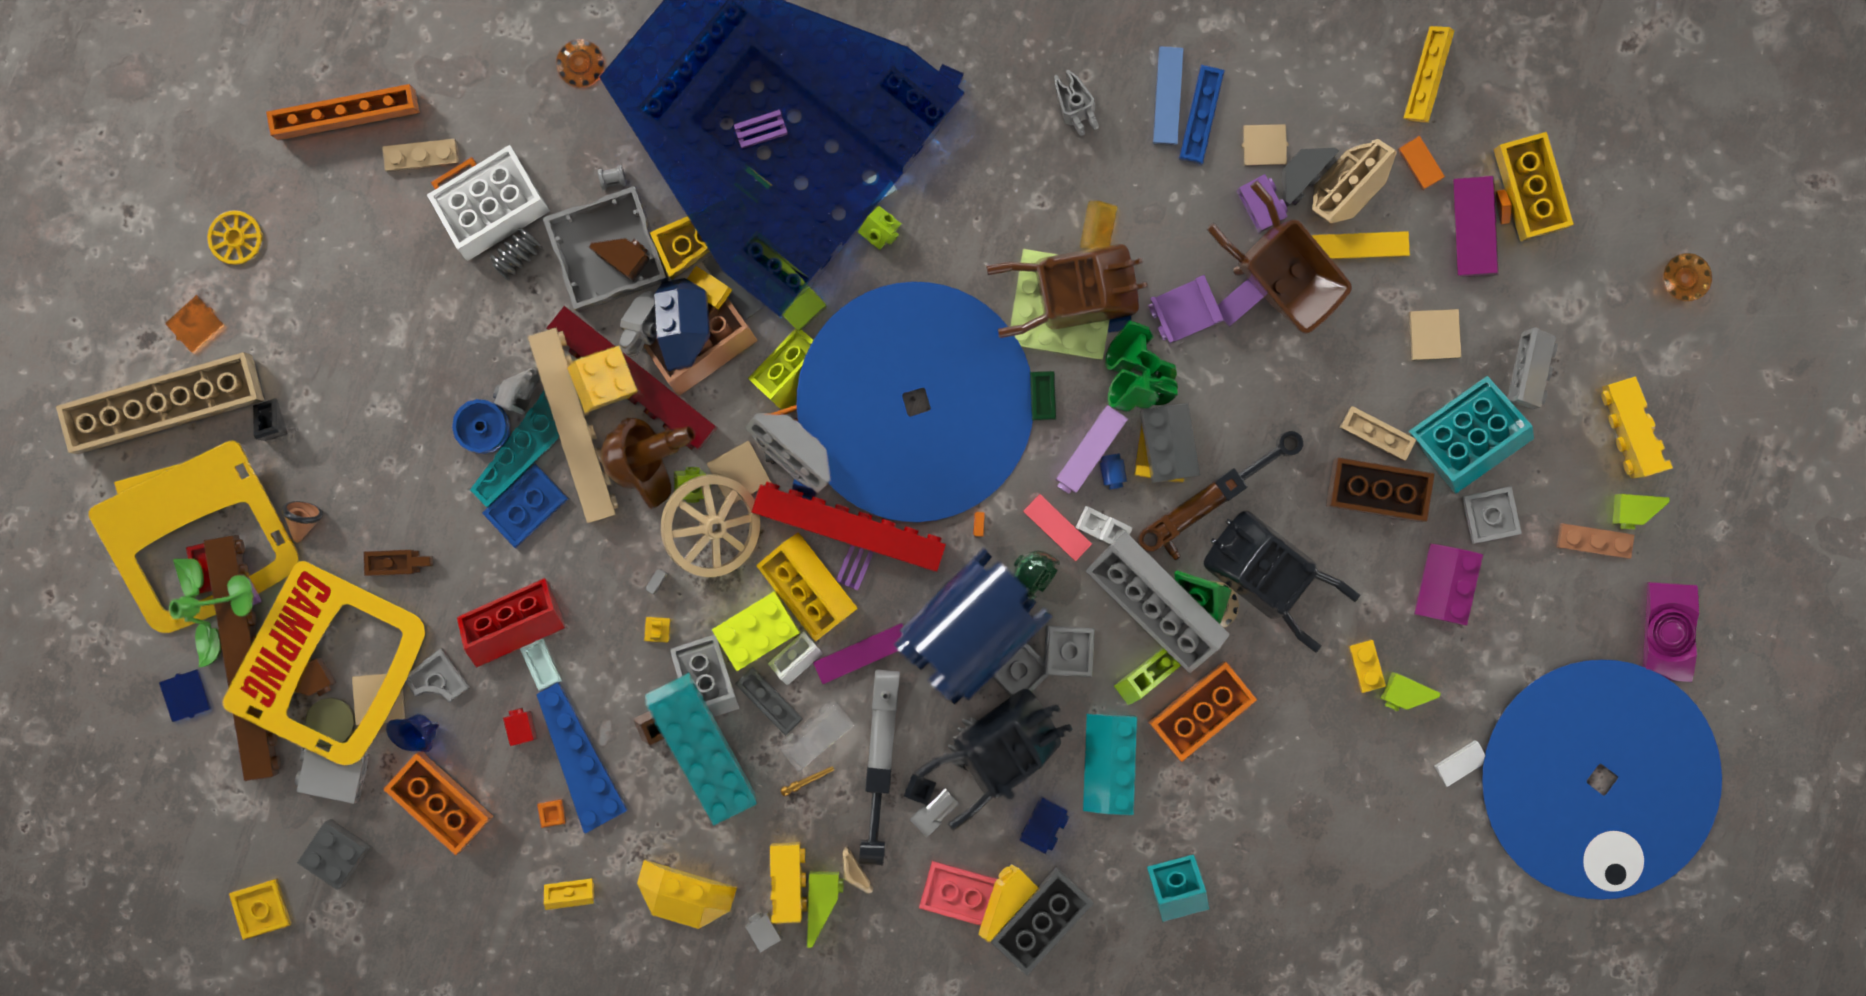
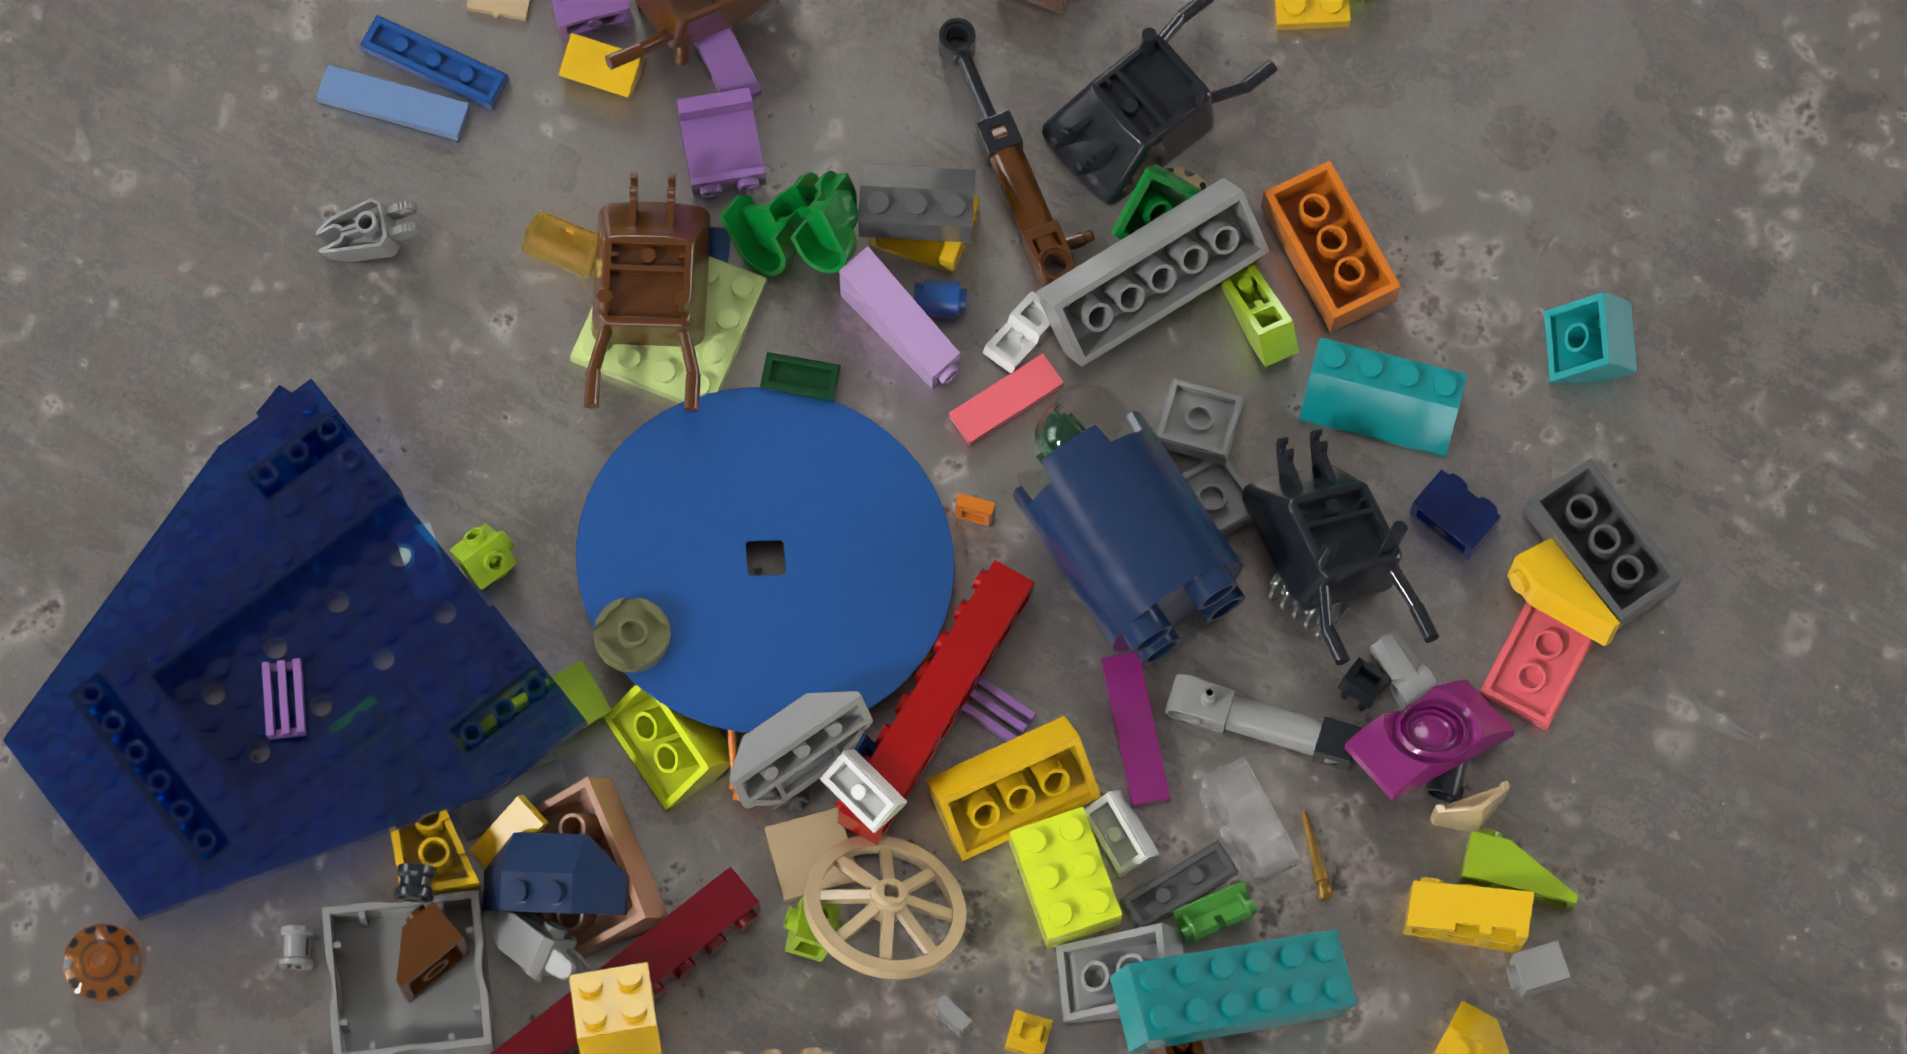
camera: 80 degrees left, 15 degrees down
(635, 454) = (745, 999): reddish brown piece -> none
(656, 239) = (415, 882): none -> black wheel
(749, 718) = (1213, 912): none -> bright green hinge
(776, 497) = (863, 790): none -> white slope
(842, 331) = (632, 634): none -> olive tile
(891, 836) = (1428, 737): none -> magenta slope
(1225, 214) = (586, 64): none -> yellow brick

